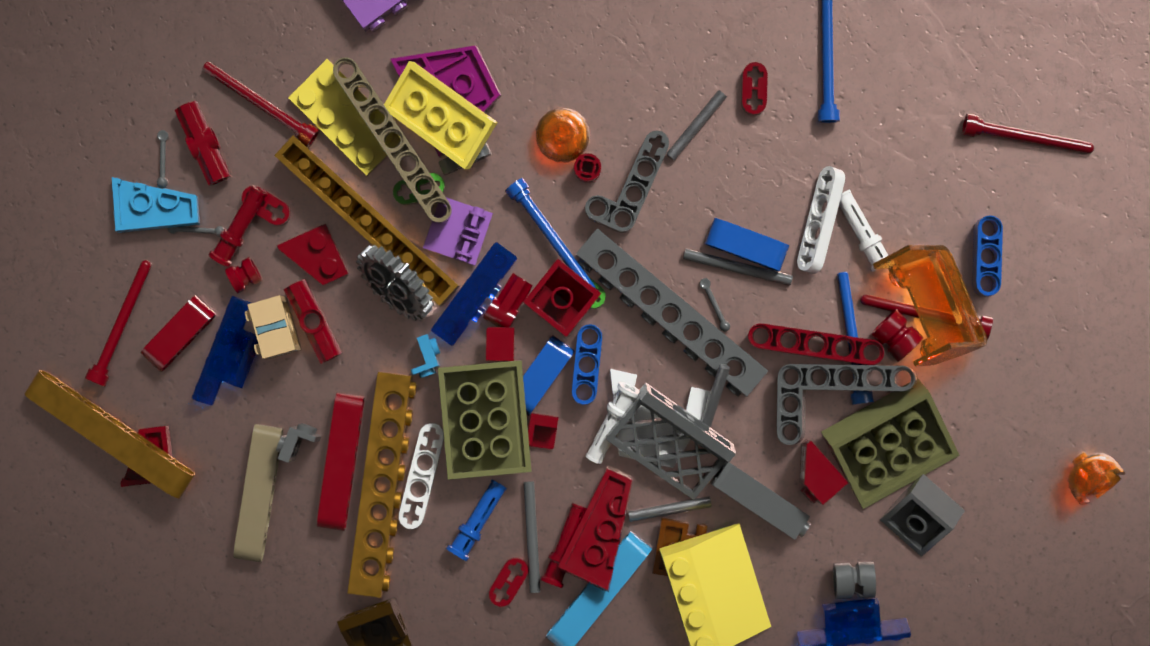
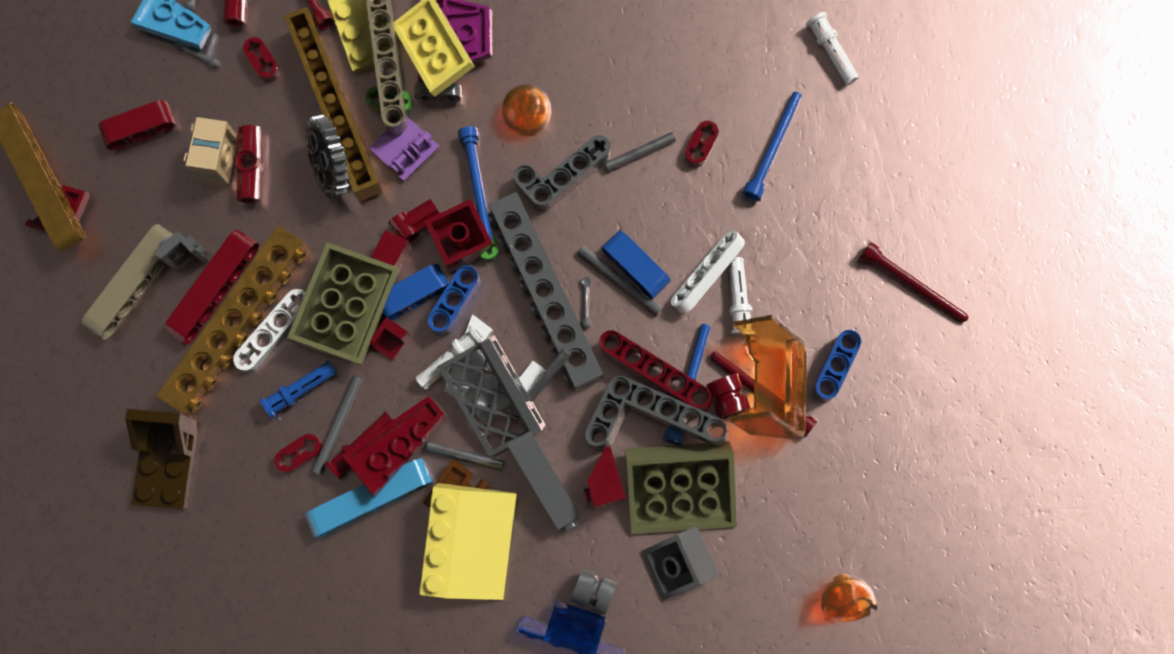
camera: 30 degrees right, 10 degrees down
(99, 372) = (59, 127): dark red piece -> none
(229, 355) = (163, 162): clear blue bracket -> none
(232, 237) = (220, 69): dark red pin -> none
(241, 276) = (211, 103): dark red wheel -> none
(316, 254) = (281, 115): dark red wing -> none
(429, 350) = (330, 230): dark azure bracket -> none
(474, 293) = (390, 203): clear blue bracket -> none
(590, 170) = (533, 149): dark red wheel -> none

